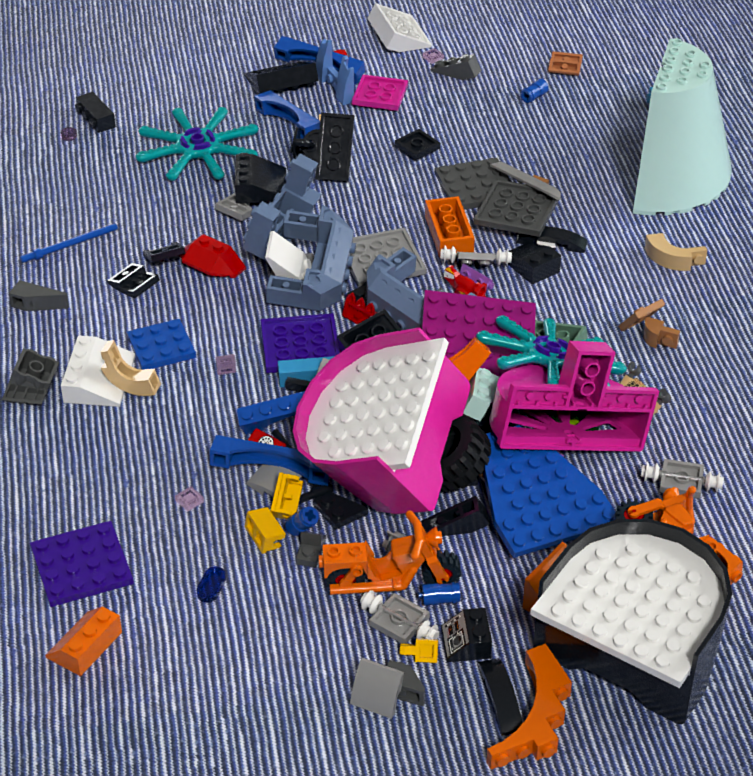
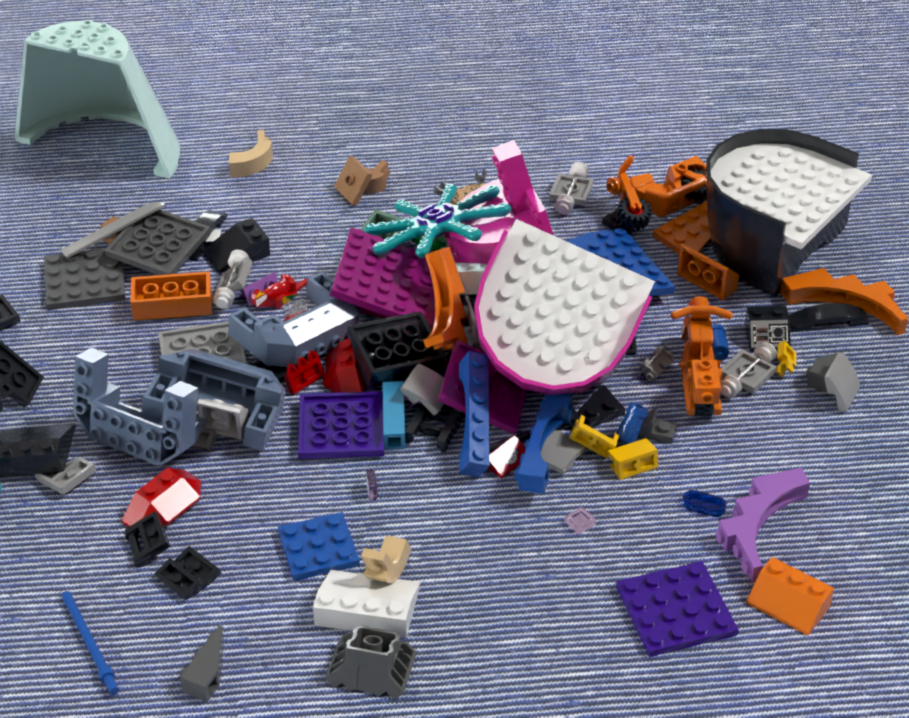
camera: 85 degrees left, 0 degrees up
(190, 614) = (765, 498): none -> medium lavender arch

